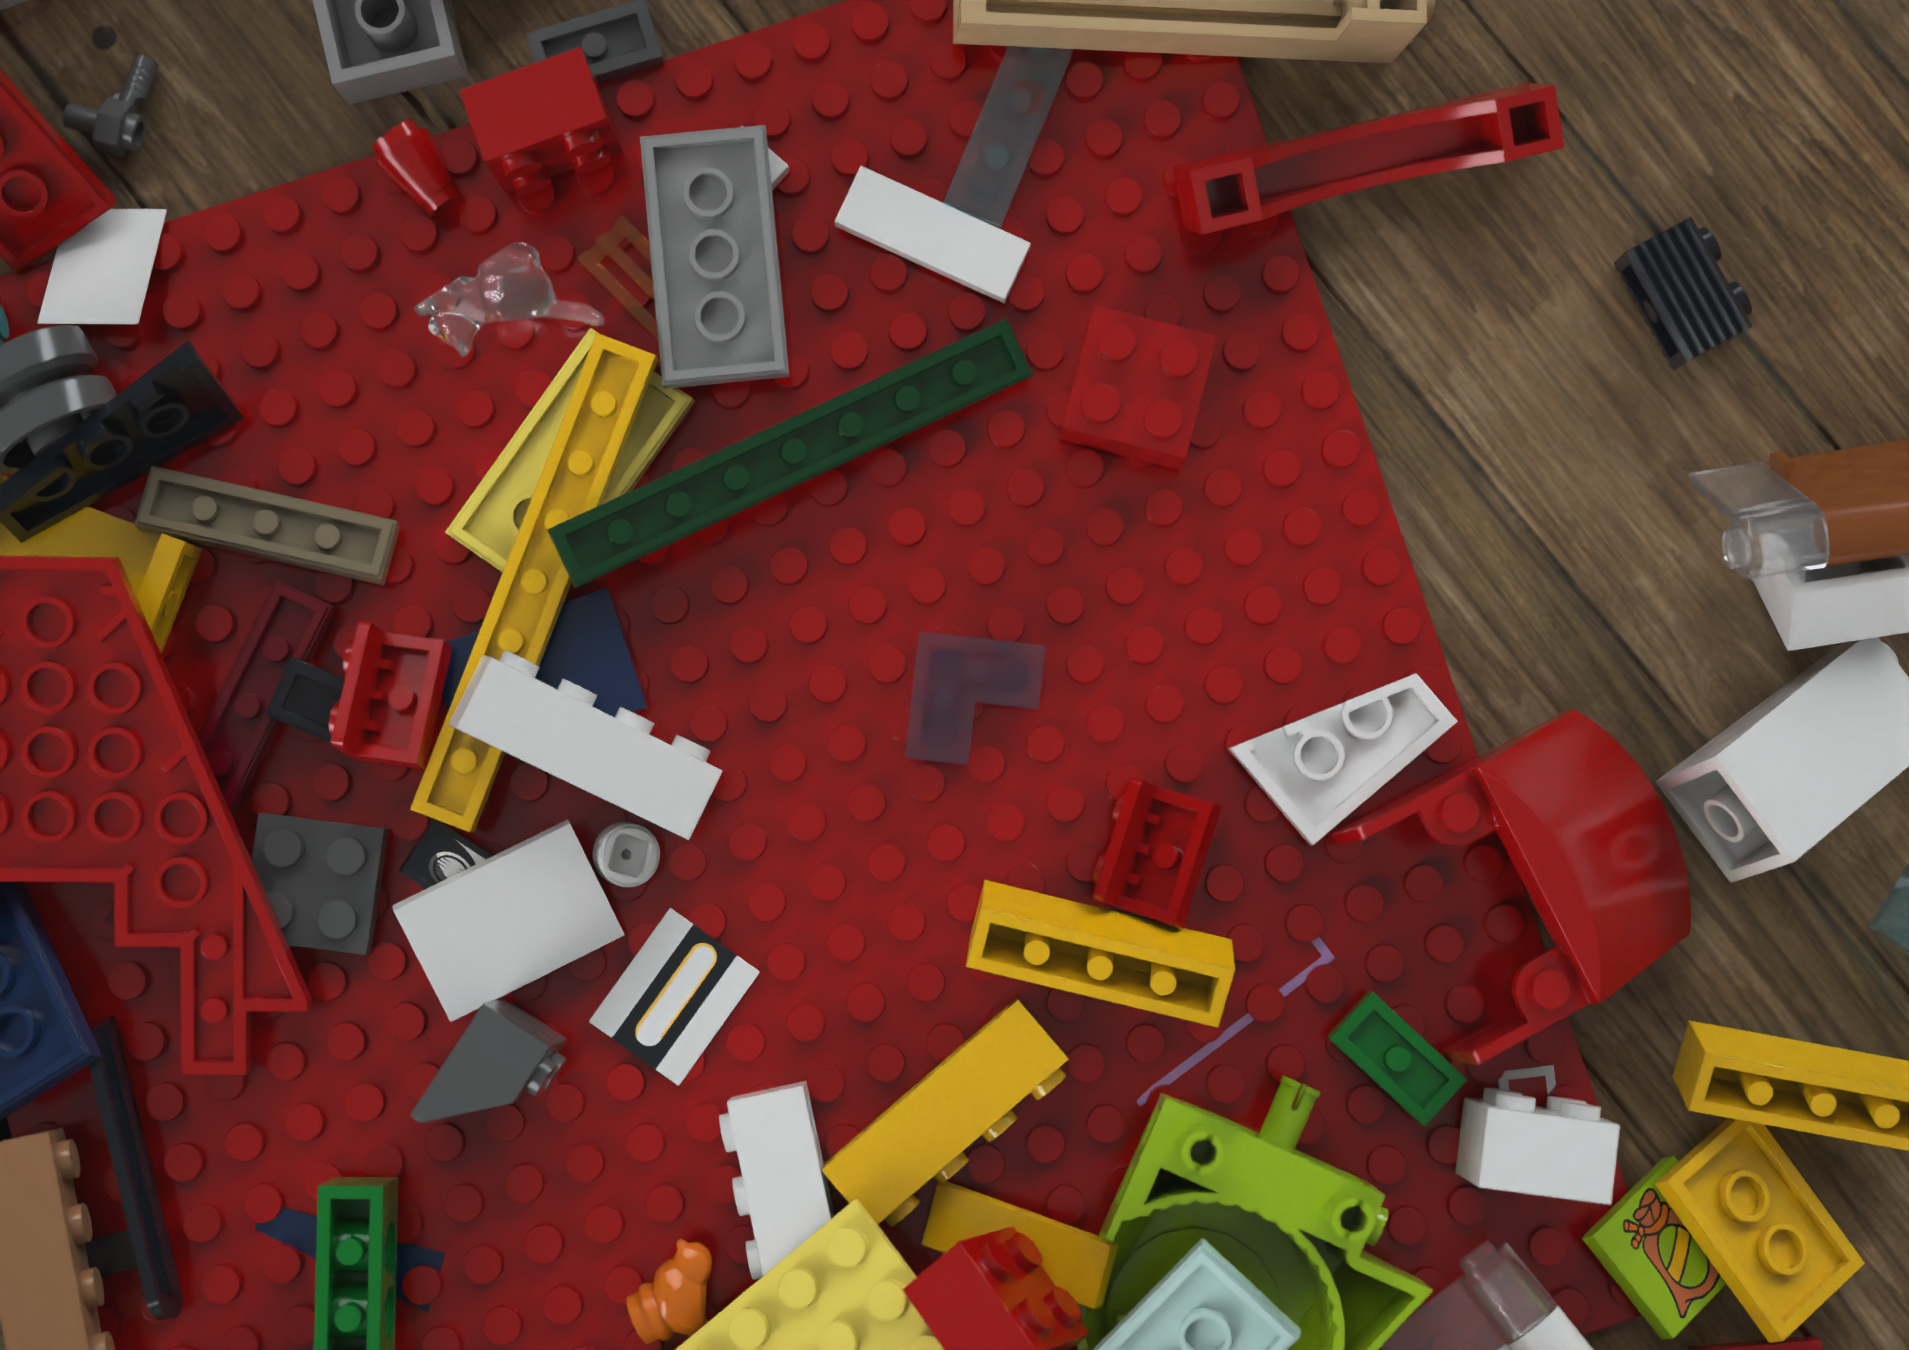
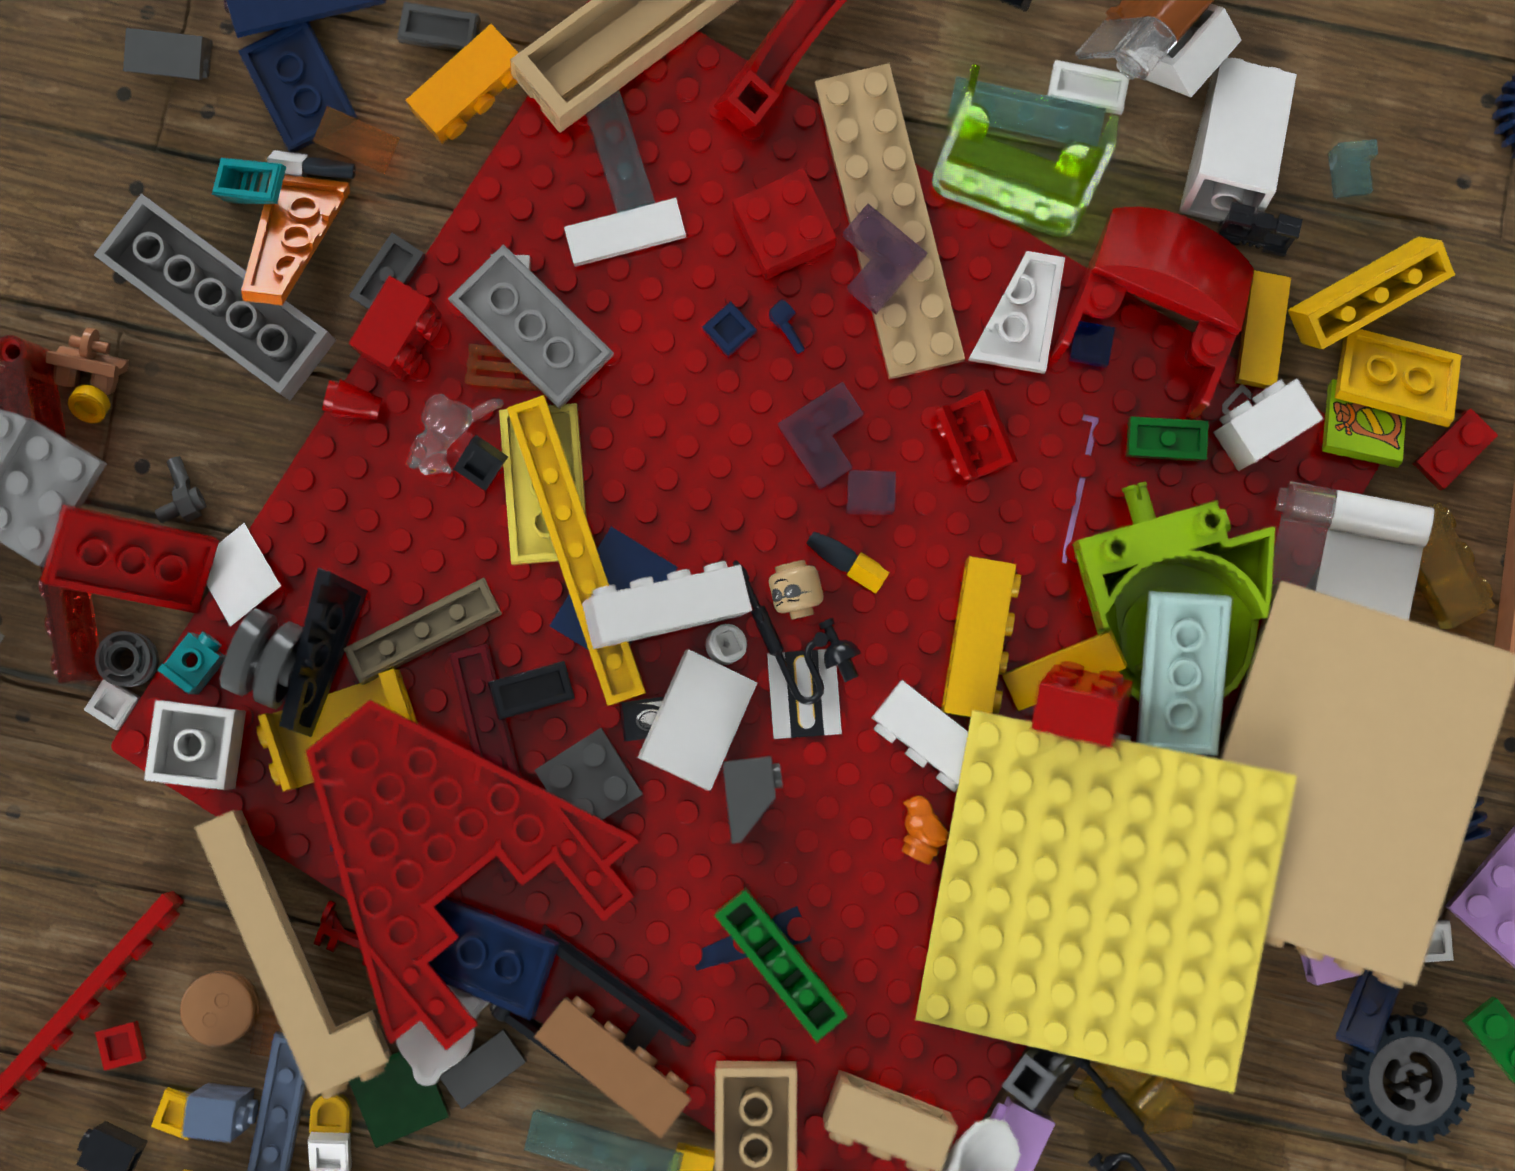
camera: 40 degrees left, 0 degrees up
(389, 697) = (553, 660): red bracket -> none
(511, 374) = (480, 462): none -> black plate
(755, 982) = (838, 653): none -> black piece
(768, 859) = (796, 589): none -> tan head
(789, 453) = (645, 390): dark green tile -> none
(873, 900) = (859, 568): none -> piece
(961, 463) = (729, 329): none -> dark blue tile
(964, 814) = (871, 492): none -> clear purple panel
(1039, 498) = (780, 315): none -> dark blue hand
(1101, 953) = (989, 503): yellow brick -> none
(1237, 541) = (891, 258): none -> clear purple plate
(1275, 492) = (879, 169): none -> tan plate
(1402, 858) = (1092, 344): none -> clear blue tile
(1475, 569) = (1014, 181): none -> clear neon green windscreen
(1565, 497) = (1035, 113): none -> clear light blue tile
(1635, 1021) = (1263, 330): none -> yellow tile
(1669, 528) = (1089, 86): none -> white tile
(1743, 896) = (1285, 229): none -> black piece

